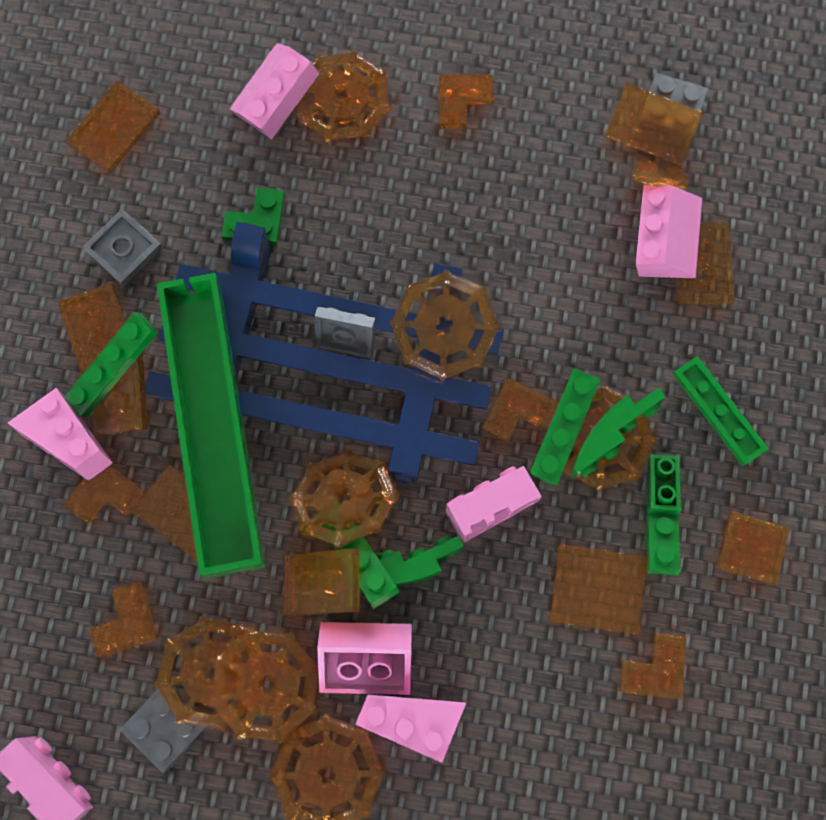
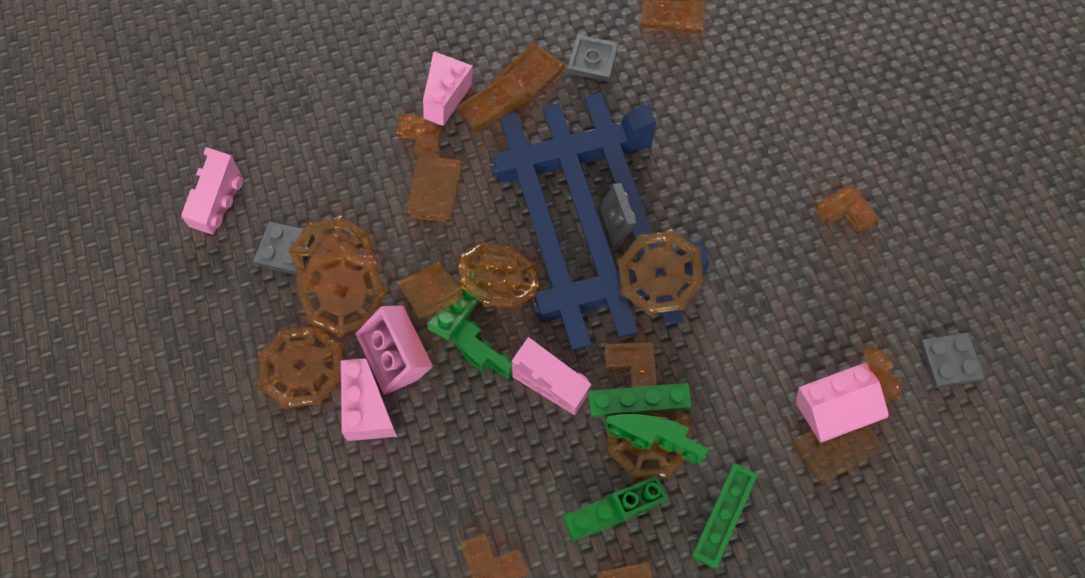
camera: 60 degrees right, 10 degrees down
(111, 364) = (506, 86): green plate -> none
(133, 626) = (343, 196): clear orange plate -> none
(210, 427) = (496, 162): green piece -> none
(266, 214) = (671, 130): green plate -> none
(275, 90) = (763, 88): bright pink slope -> none
(353, 105) = (788, 141): clear orange plate -> none
(598, 589) = (531, 491): clear orange piece -> none
(653, 124) = (924, 350): clear orange tile -> none

